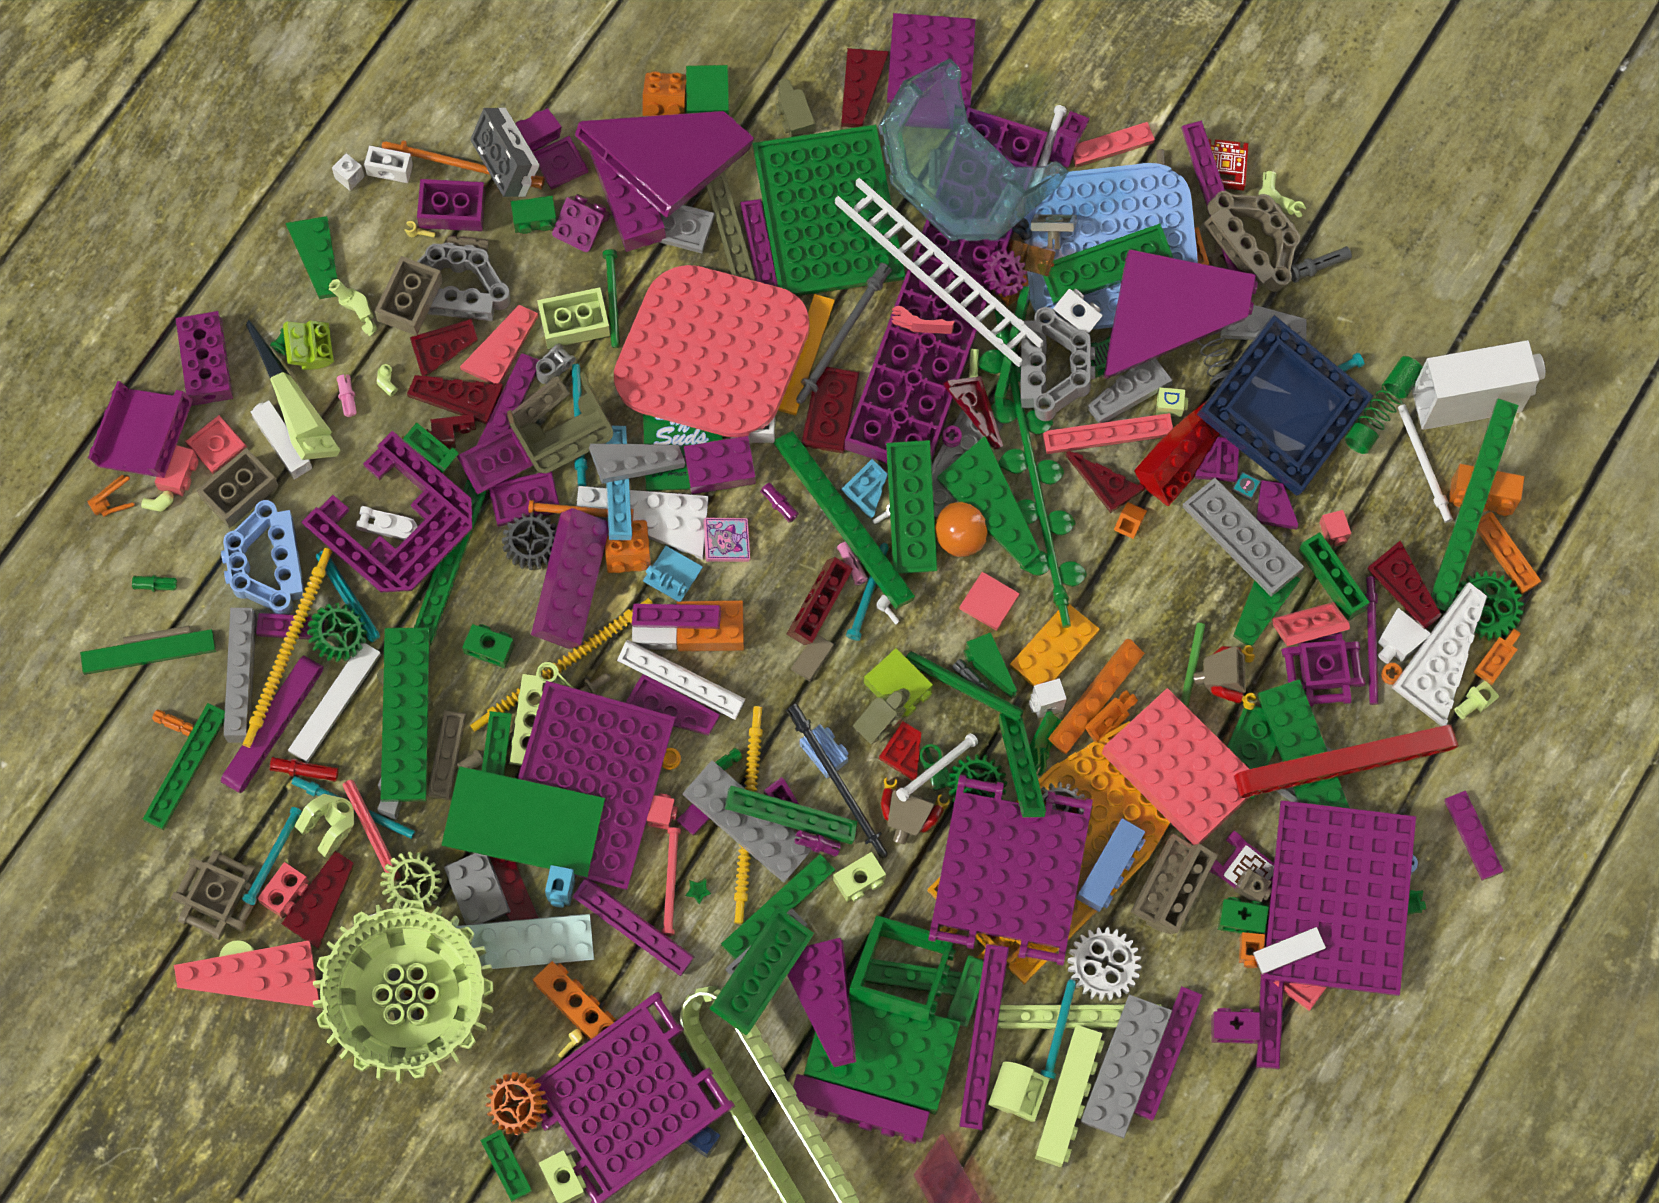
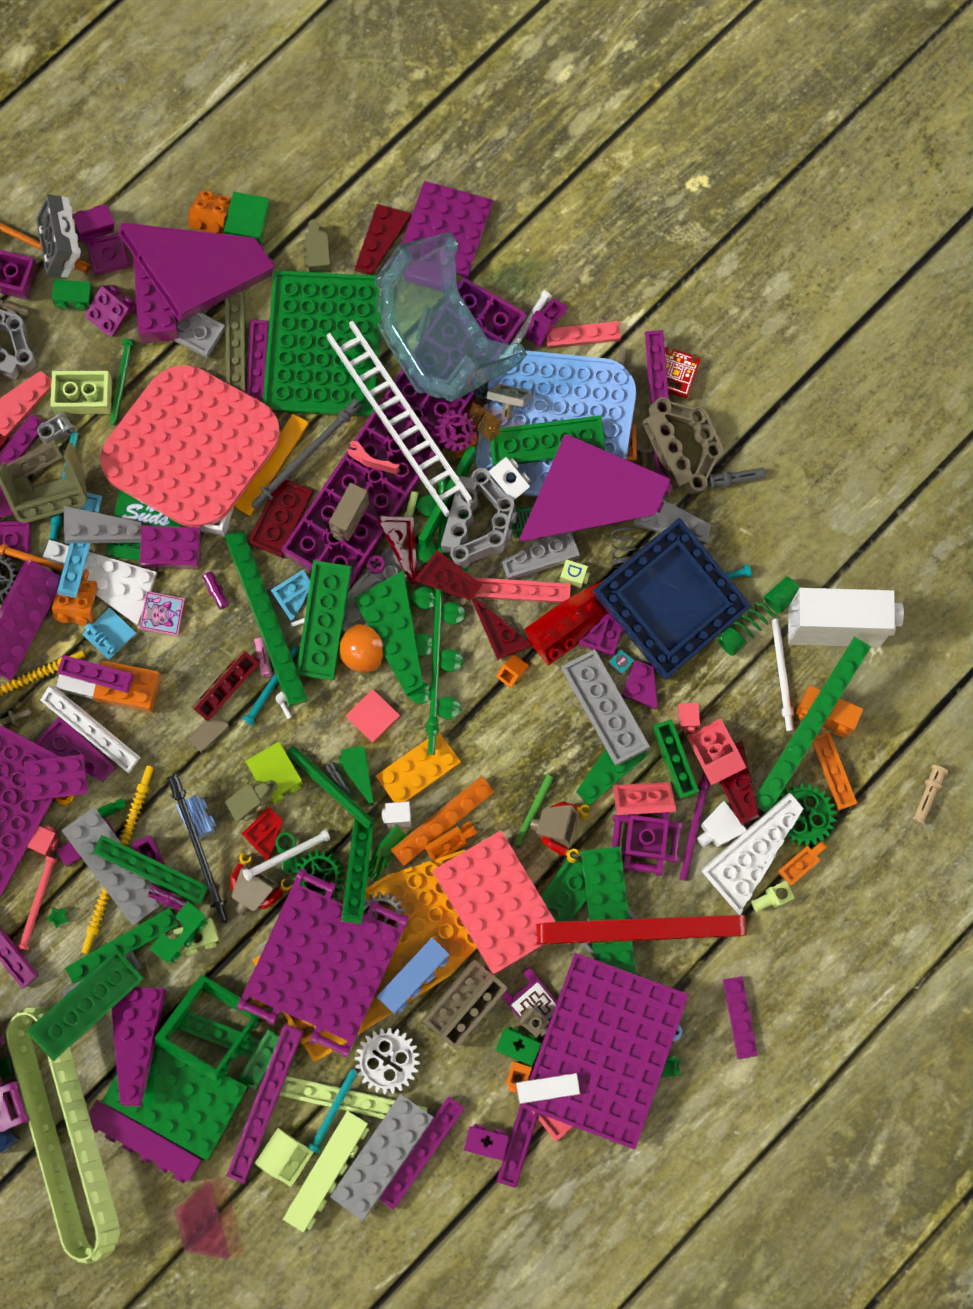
camera: 15 degrees right, 5 degrees up
(662, 736) = (56, 777): none -> magenta plate
(836, 893) = (170, 949): none -> green arch
(913, 383) = (349, 512): none -> dark tan brick
(1036, 433) = (448, 577): none -> dark red wing
(1288, 205) = (708, 404): yellowish green arm -> none
(1376, 557) = (716, 751): none -> coral slope
(1397, 669) = (702, 851): orange bush -> none
(1619, 545) = (934, 784): none -> tan pin

